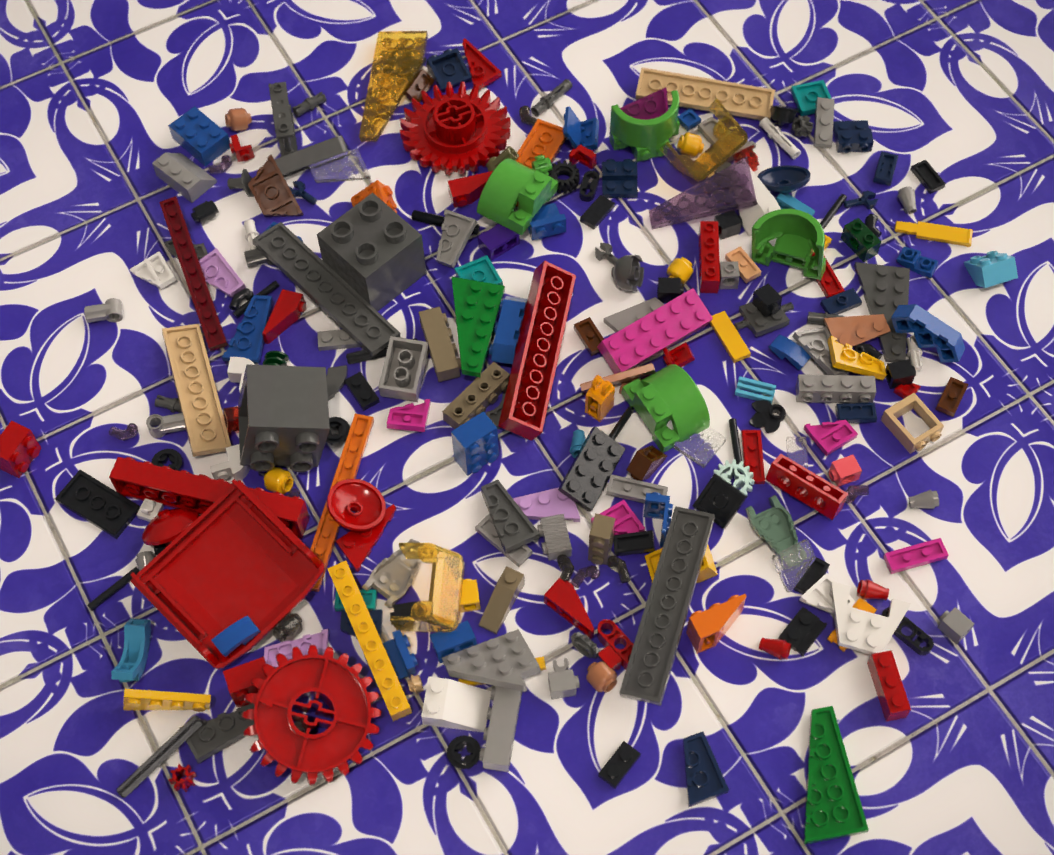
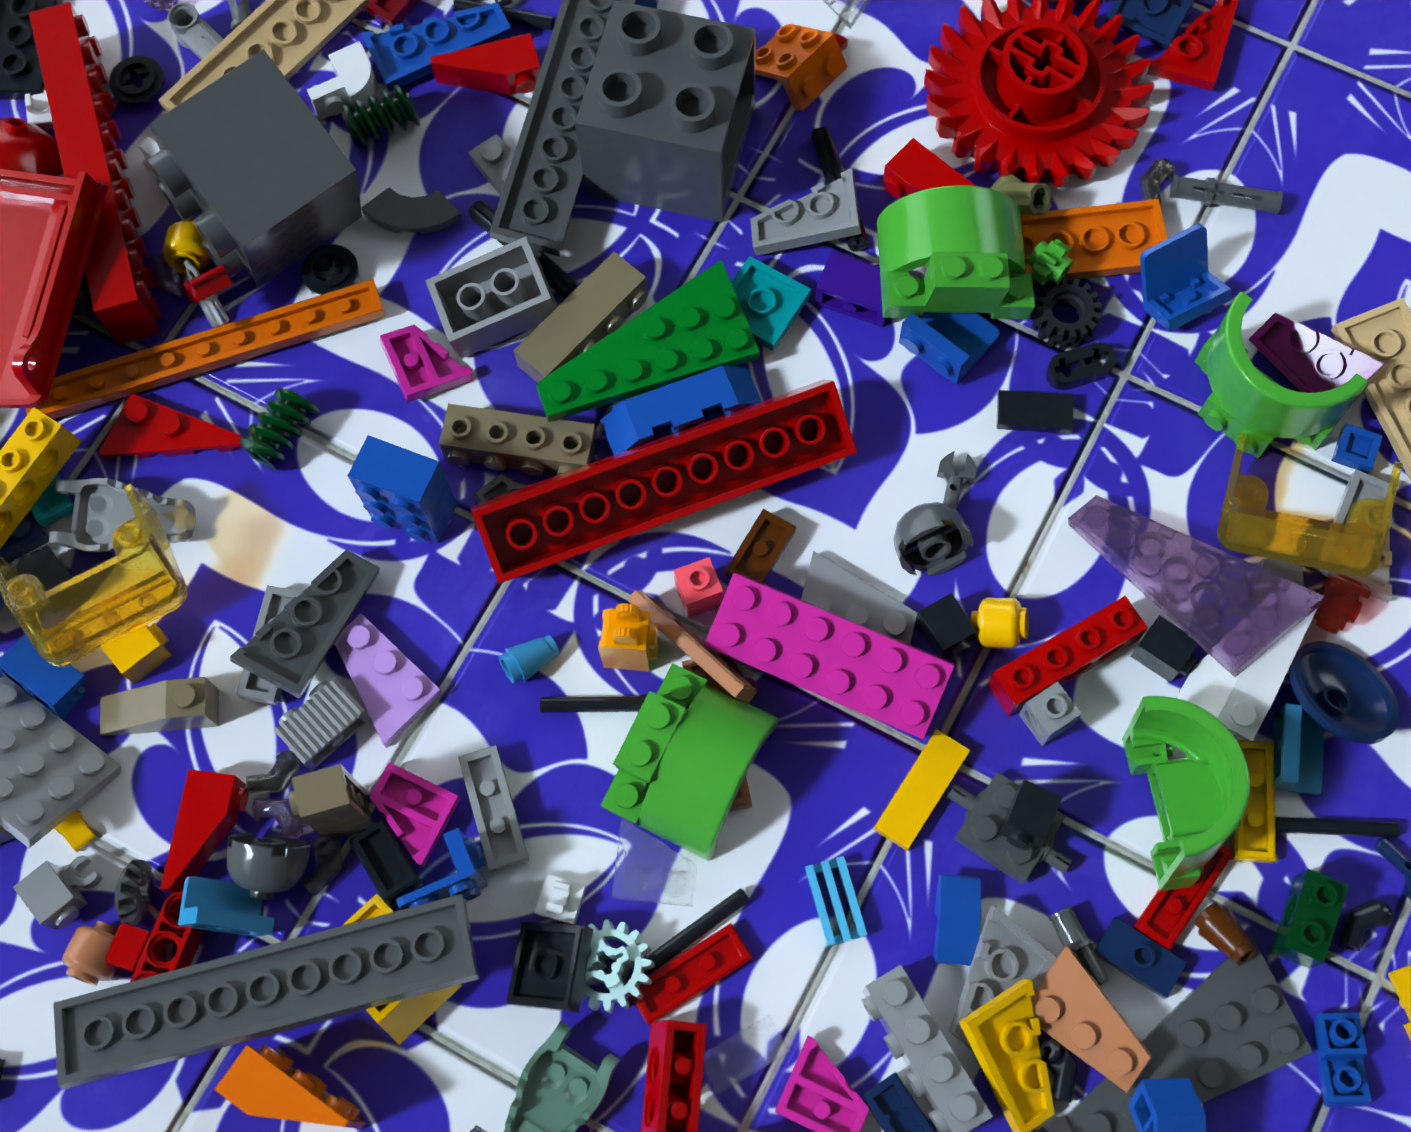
camera: 60 degrees right, 10 degrees up
(311, 476) = (203, 291): none -> piece
(358, 497) = (189, 356): red dish -> none
(361, 391) = (432, 257): black plate -> none
(400, 486) = (277, 426): none -> dark green piece
(584, 156) = (1135, 310): red bracket -> none
(591, 469) = (486, 707): plate -> none
(592, 364) = (698, 587): none -> coral brick
(606, 586) = (266, 863): none -> dark grey cylinder
(617, 613) = (222, 908): none -> dark azure panel
(619, 179) = (1132, 407): dark blue plate -> none
(645, 462) = (558, 792): reddish brown slope -> none
(680, 355) = (813, 722): red bracket -> none
(690, 144) = (1298, 483): yellow head -> none
(691, 487) = (560, 900): none -> white tile
(747, 268) = (1096, 727): light nougat plate -> none
(764, 415) = (786, 951): black plate -> none
(849, 268) = (1225, 933): none -> reddish brown cone

